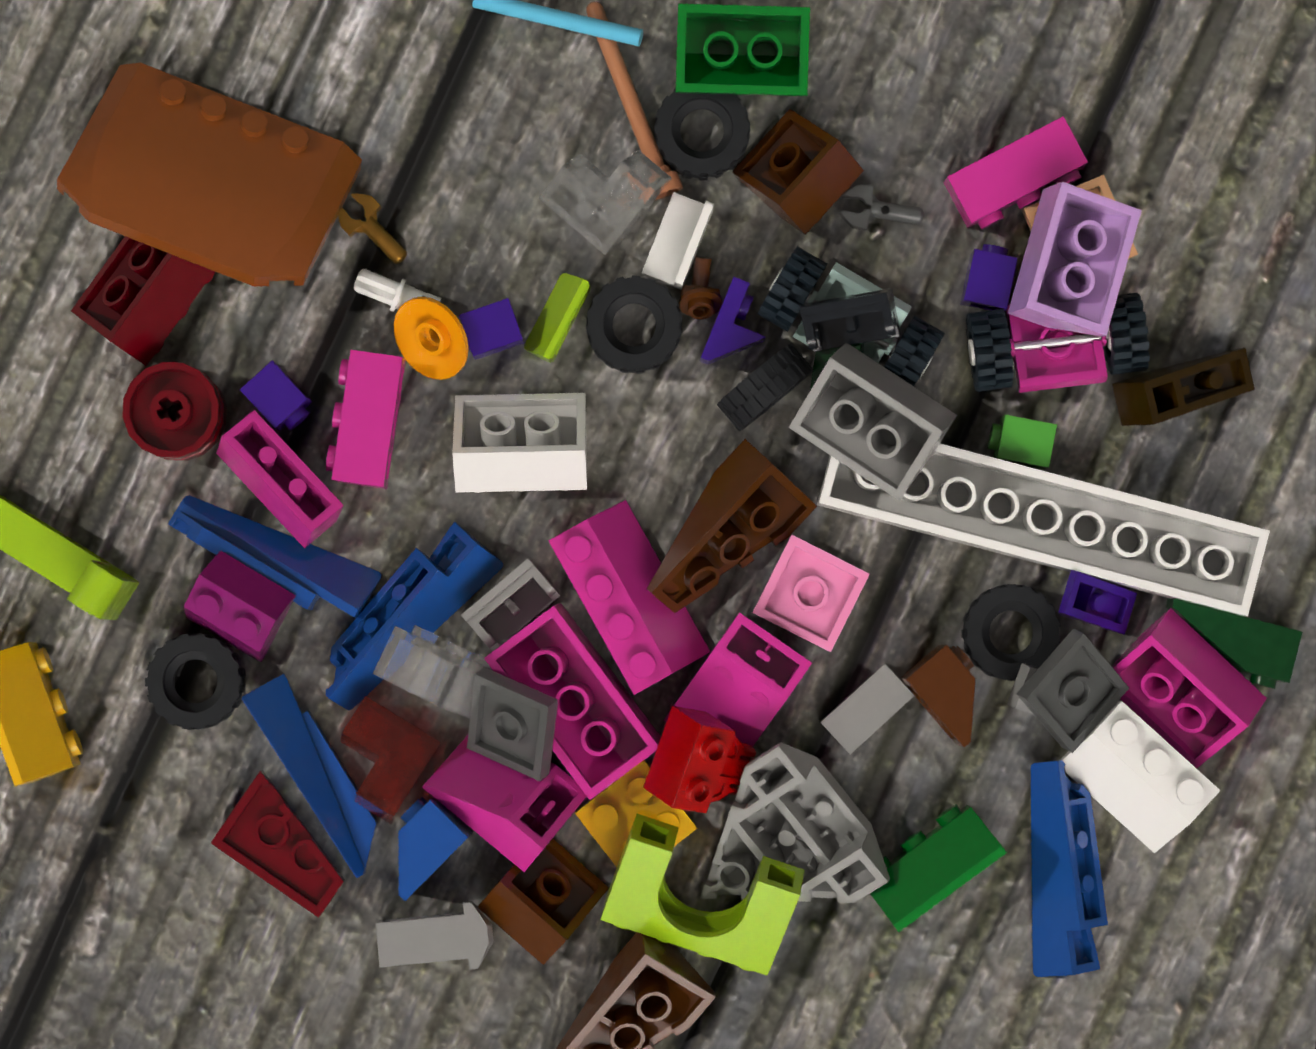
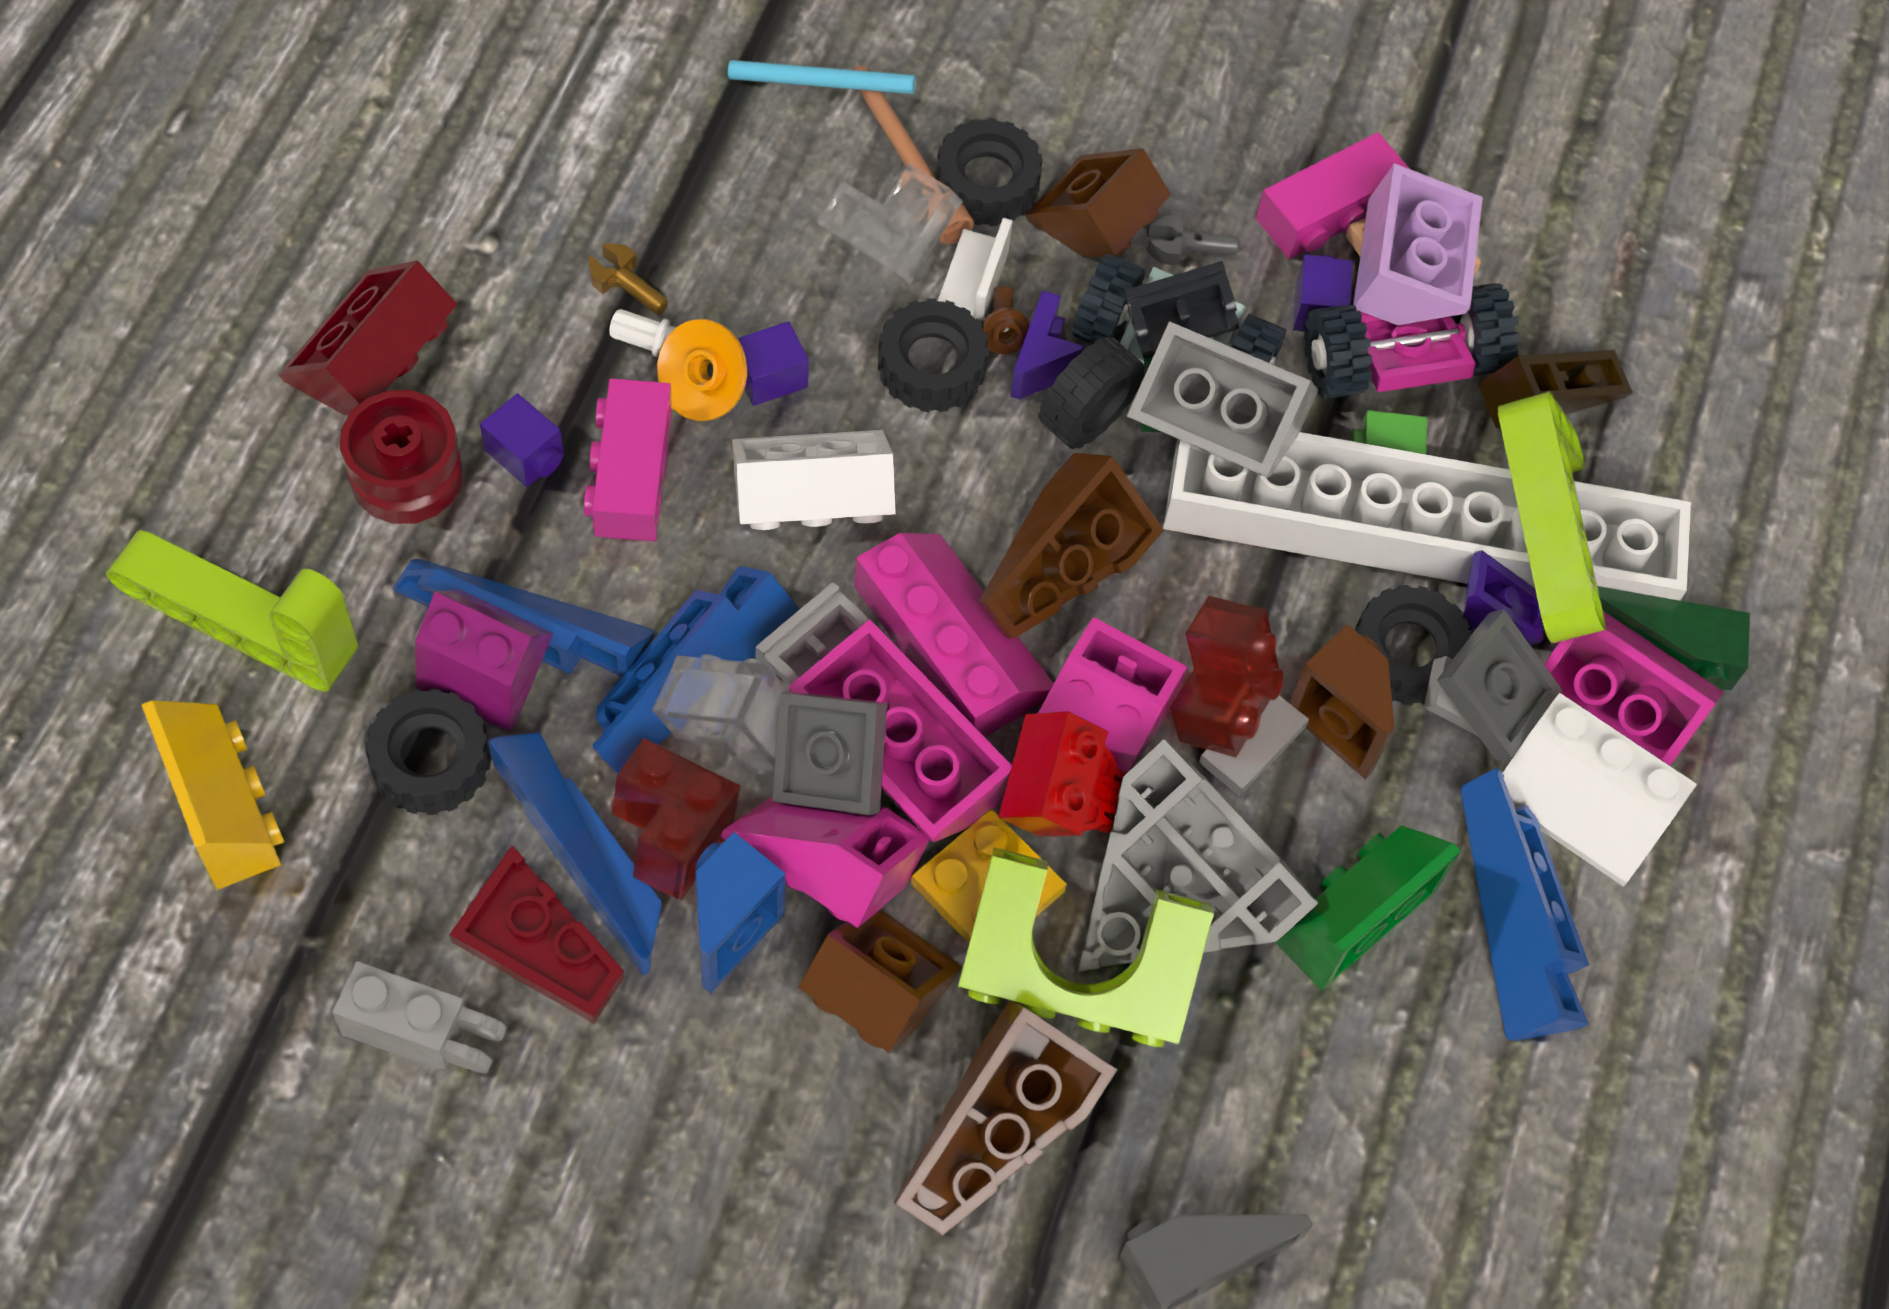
camera: 15 degrees left, 25 degrees down
(182, 912) = (412, 1020): none -> light grey hinge
(208, 177) = (443, 215): dark orange slope -> none
(279, 478) = (529, 518): dark pink brick -> none
(435, 938) = (744, 1028): light grey piece -> none
(557, 317) = (846, 354): lime slope -> none
(742, 49) = (1025, 79): green slope -> none
(810, 593) = (1163, 603): bright pink plate -> none
(848, 670) = (1231, 676): none -> clear red brick
(1138, 544) = (1541, 460): none -> lime beam

